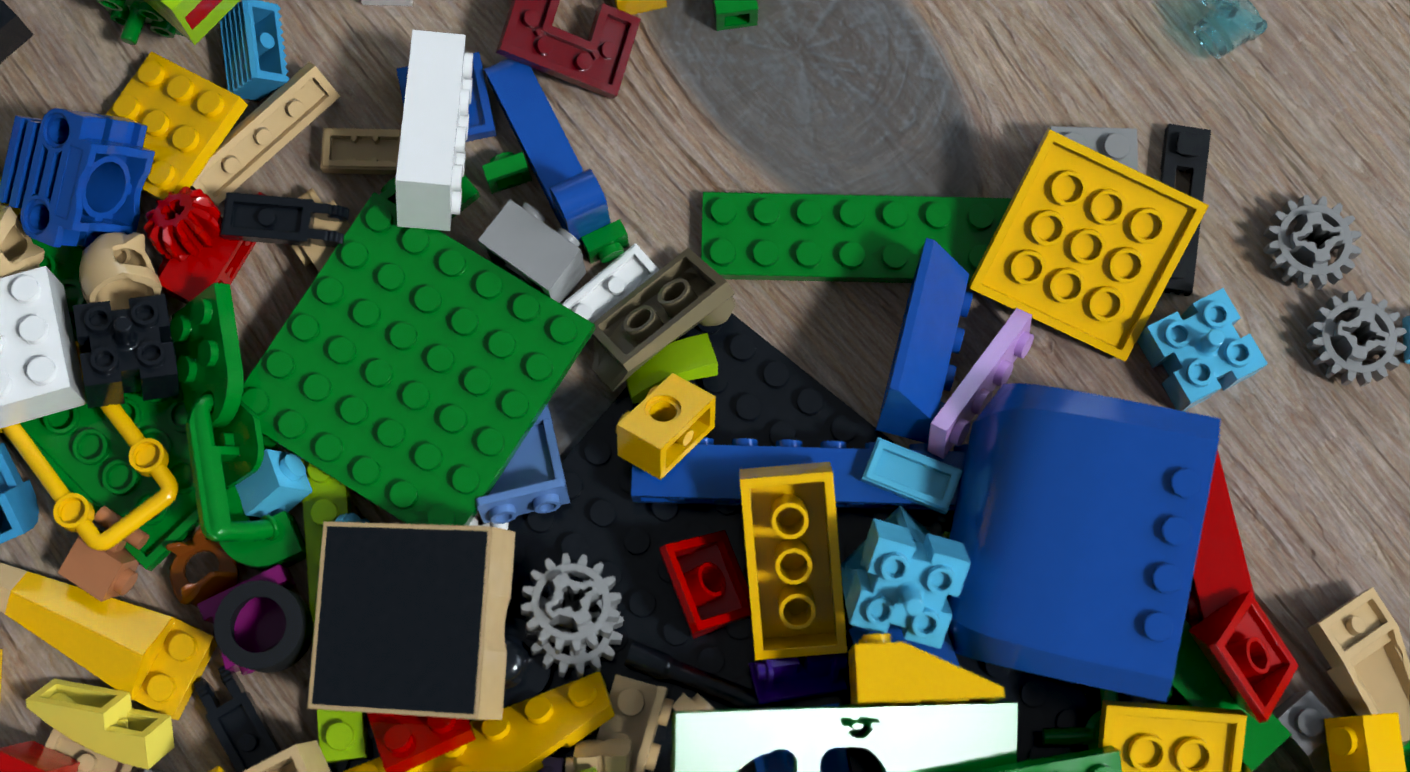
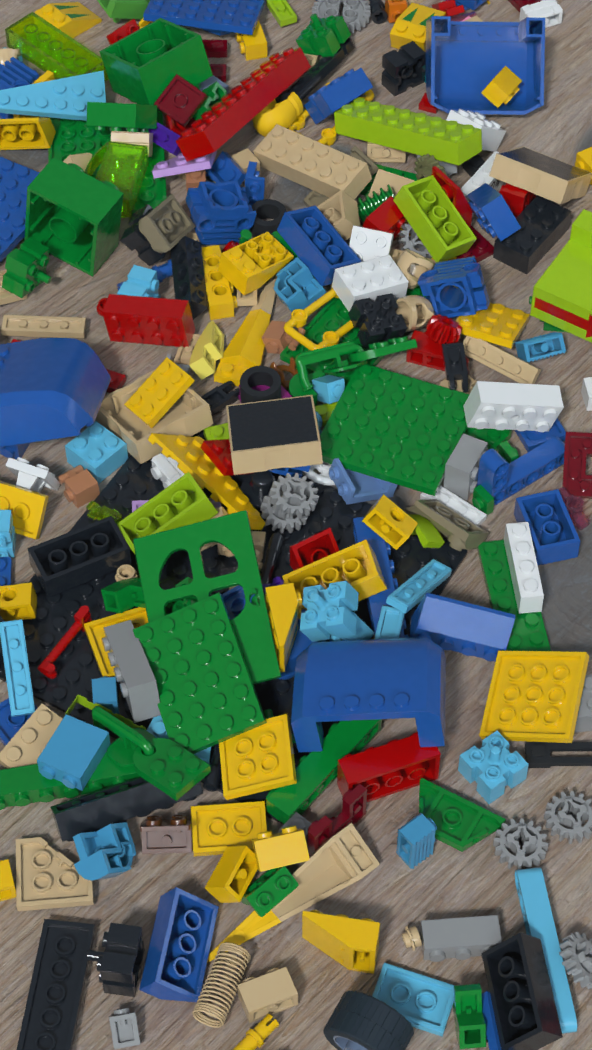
camera: 80 degrees right, 25 degrees down
(671, 79) = (575, 509): none -> clear pink axle
(699, 139) = (549, 525): none -> blue brick
(797, 200) = (523, 567): none -> white brick
(813, 401) = (415, 588): none -> medium azure tile
(976, 389) = (456, 663): lavender plate -> none
(1246, 655) = (324, 774): red slope -> none
(1289, 441) = (457, 819): none -> green wing
(1323, 678) = (352, 811): none -> dark red plate
(1349, 512) = (416, 840): none -> dark azure brick

